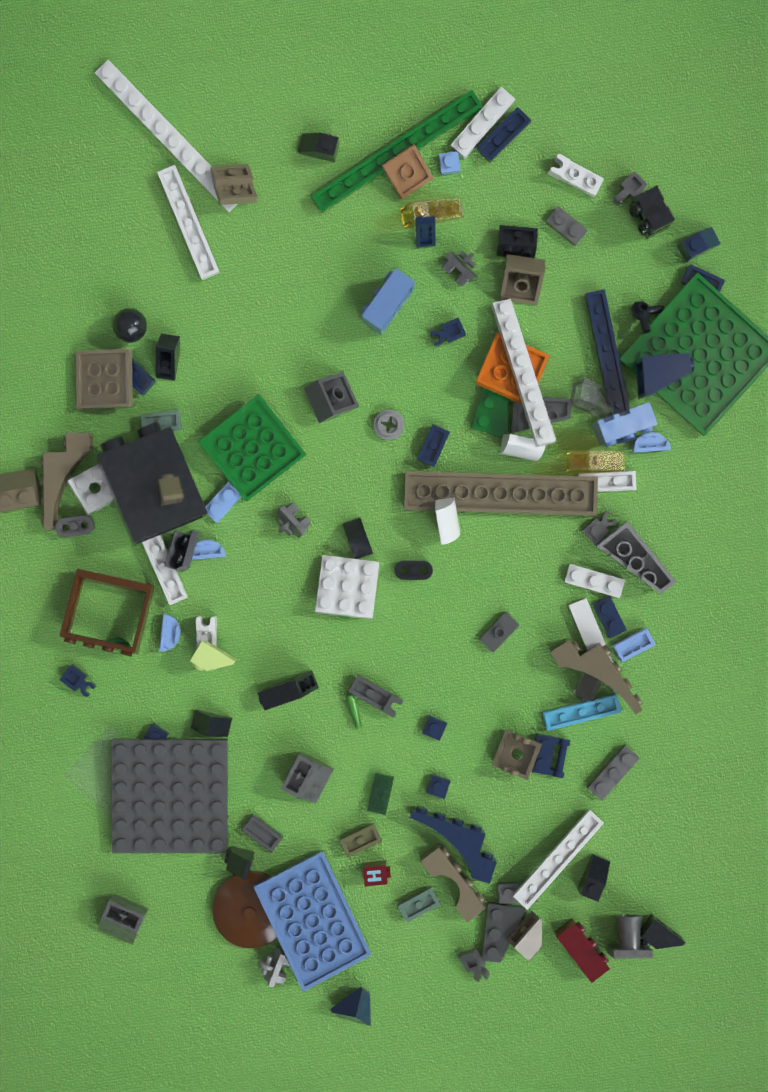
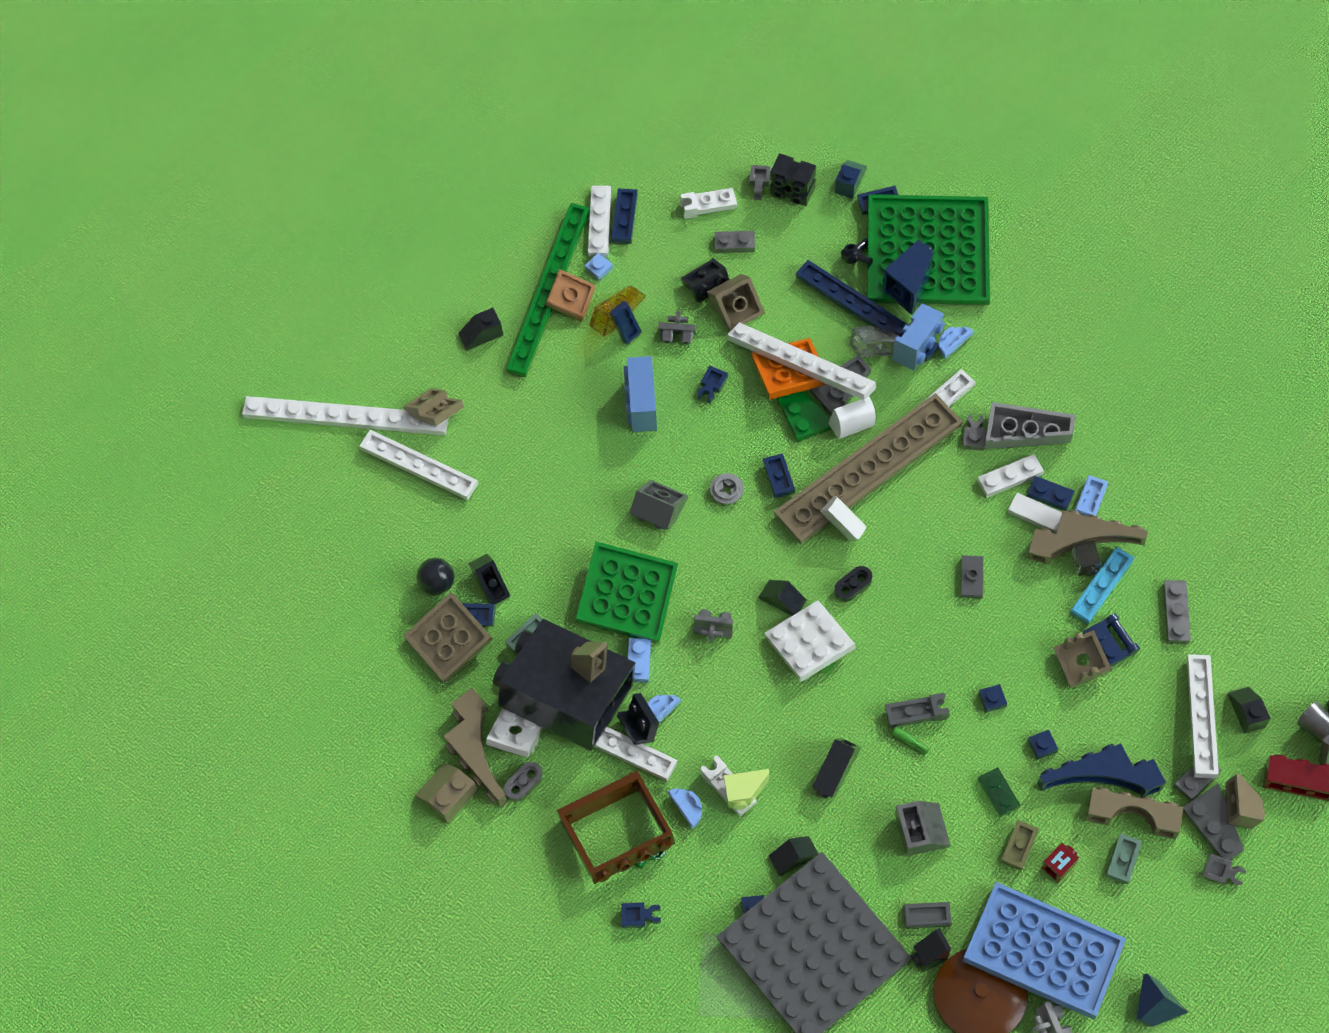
camera: 40 degrees left, 25 degrees down
(595, 460) = (920, 385): clear yellow slope -> none

